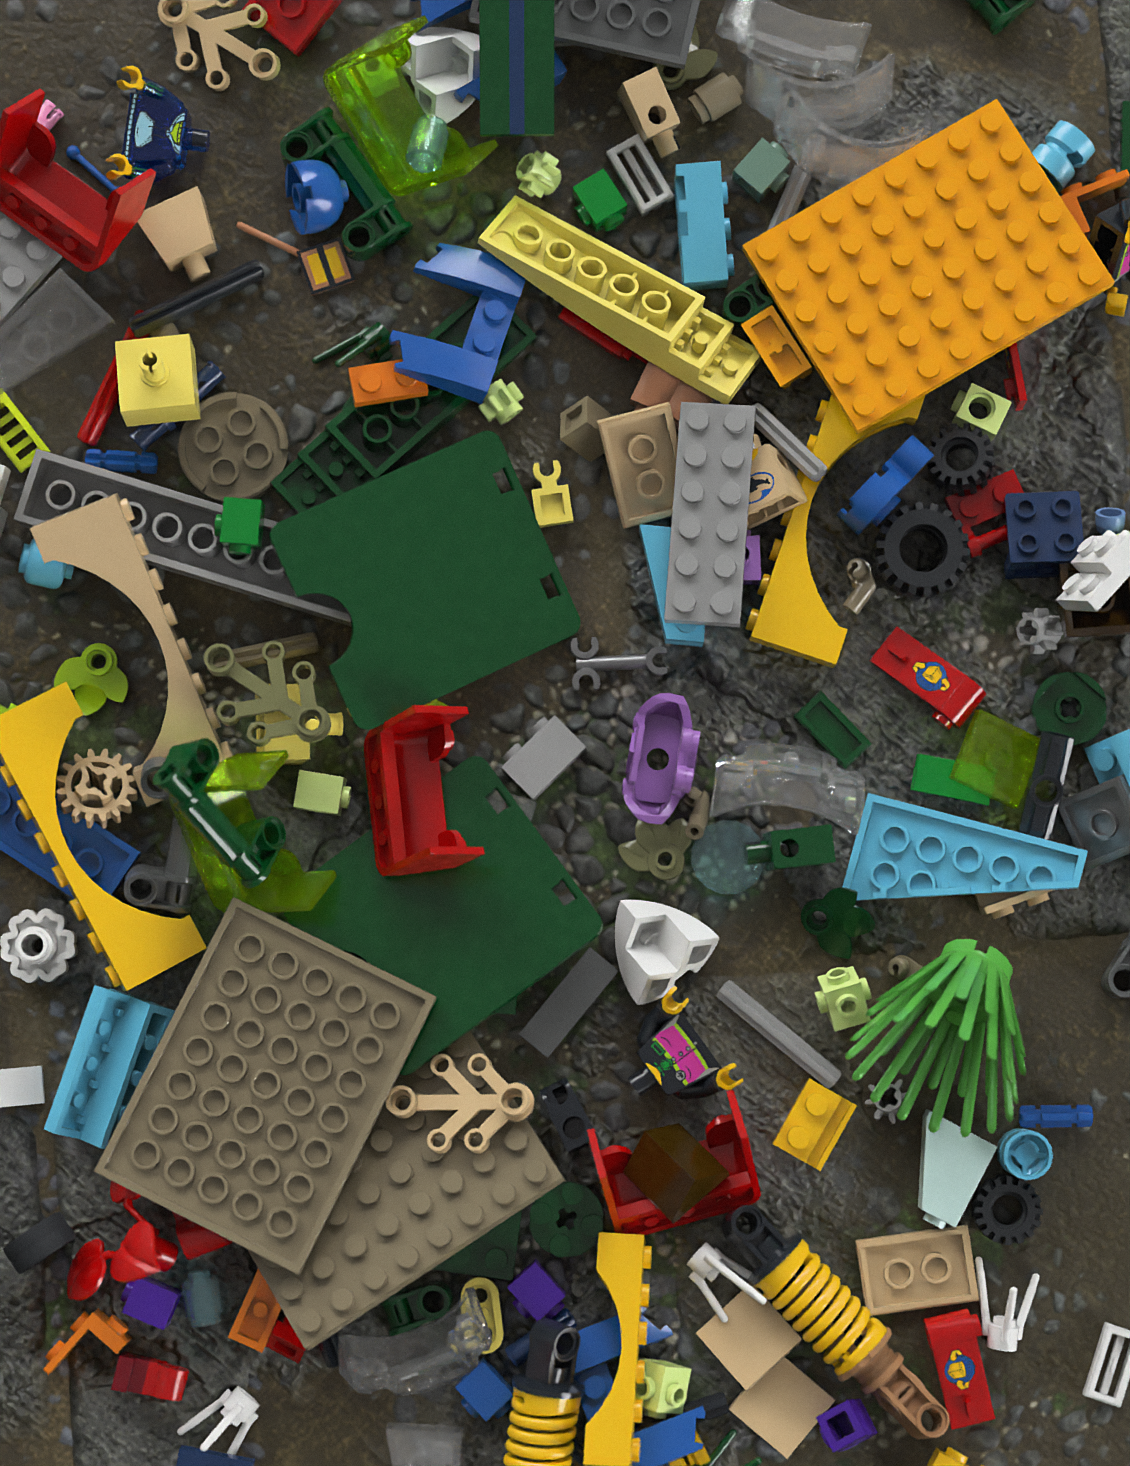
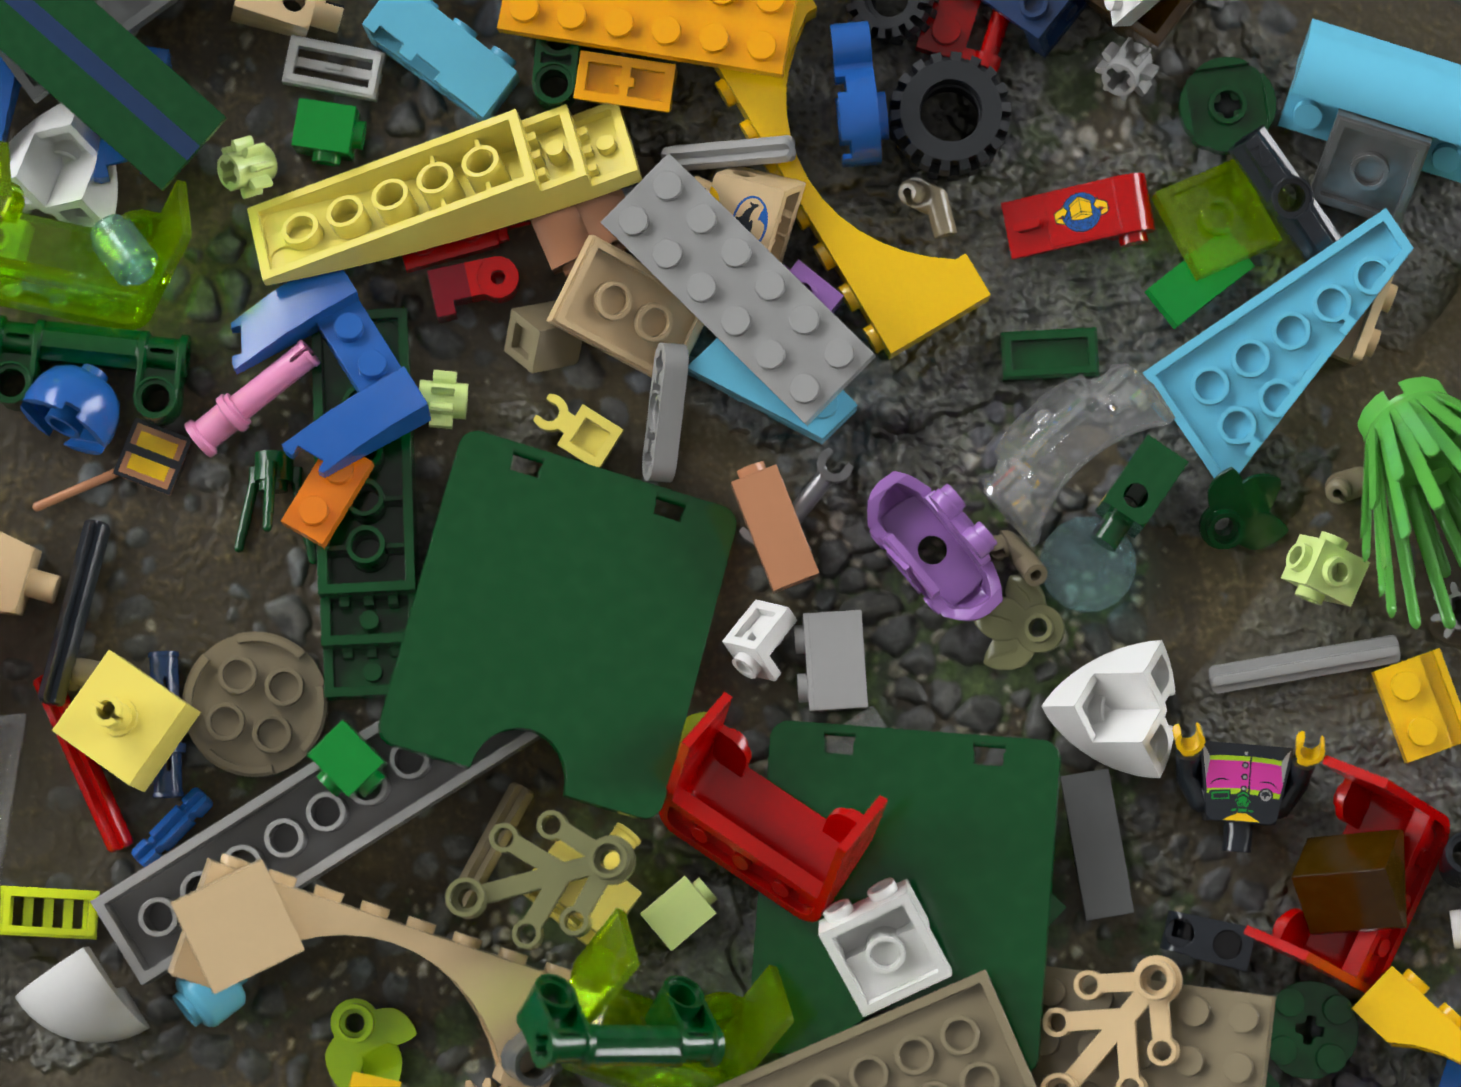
camera: 50 degrees left, 0 degrees up
(89, 541) = (237, 926): none -> tan tile
(391, 289) = (234, 411): none -> bright pink pin
(399, 925) = (883, 945): none -> white plate
(518, 699) = (757, 636): none -> white bracket
(583, 360) = (470, 282): none -> leg
(590, 655) = (774, 526): none -> nougat brick
(603, 535) = (665, 412): none -> light grey beam

